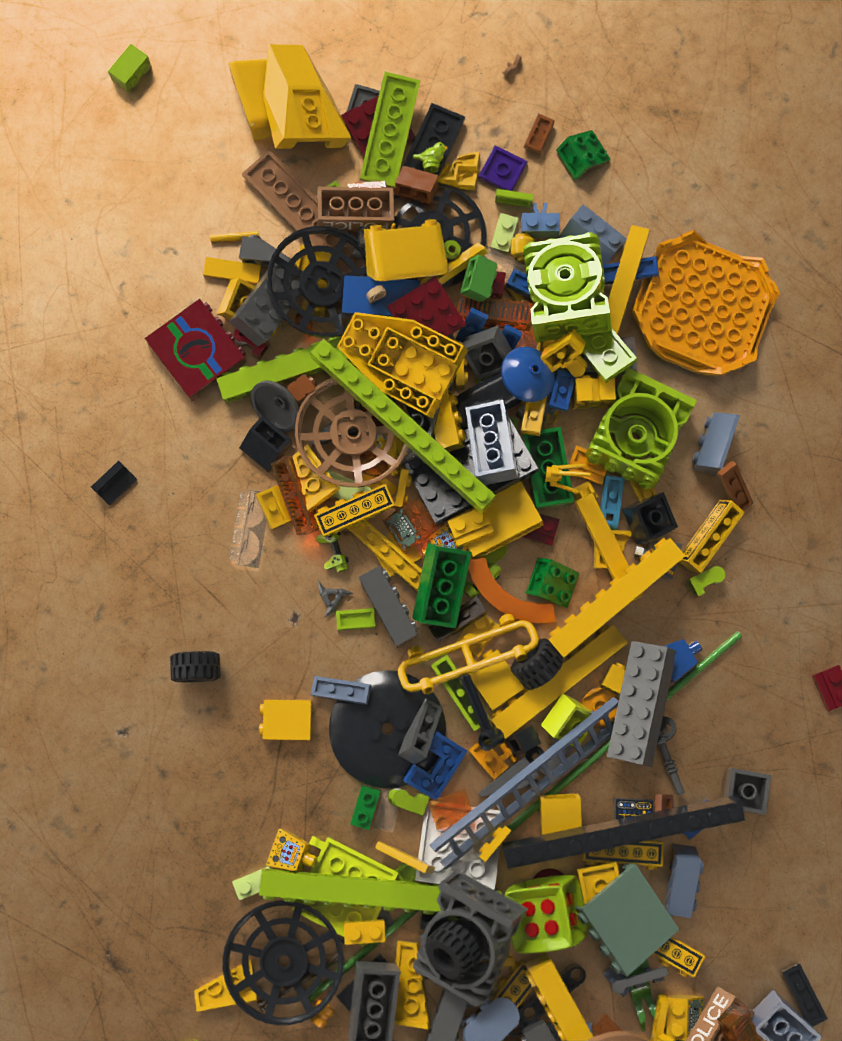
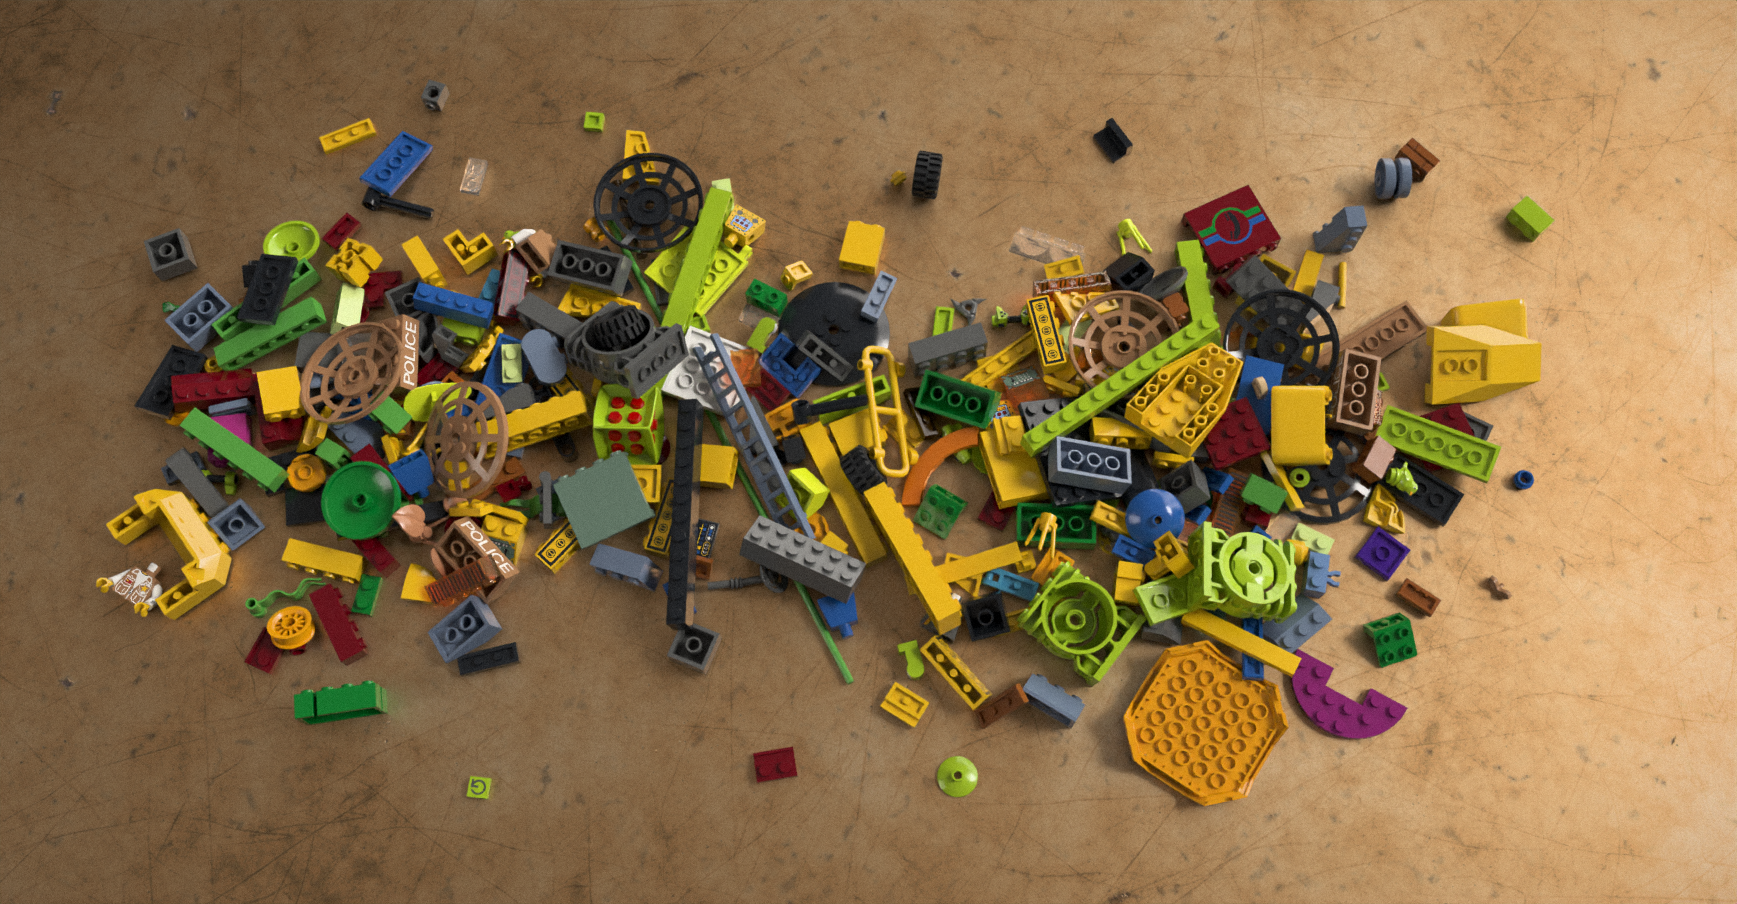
camera: 110 degrees right, 10 degrees down
(82, 179) = (1421, 159): none -> dark orange brick
(111, 198) = (1393, 178): none -> sand blue wheel
(183, 240) = (1342, 232): none -> sand blue wedge
(198, 698) = (898, 177): none -> yellow plate
(214, 450) = (1128, 230): none -> neon yellow plant
(331, 783) = (795, 274): none -> yellow bracket
(364, 931) = (656, 271): yellow brick -> none
(403, 48) = (1527, 476): none -> blue plate
(405, 858) = (712, 320): yellow tile -> none
(466, 777) = (771, 391): none -> dark red plate
(499, 836) = (700, 391): yellow plate -> none
(514, 198) = (1349, 555): lime tile -> none
(628, 1022) = (511, 490): none -> dark red plate
(661, 192) = (1336, 712): none -> magenta plate
(749, 578) = (904, 705): none -> yellow plate
(792, 521) = (953, 786): none -> lime dish

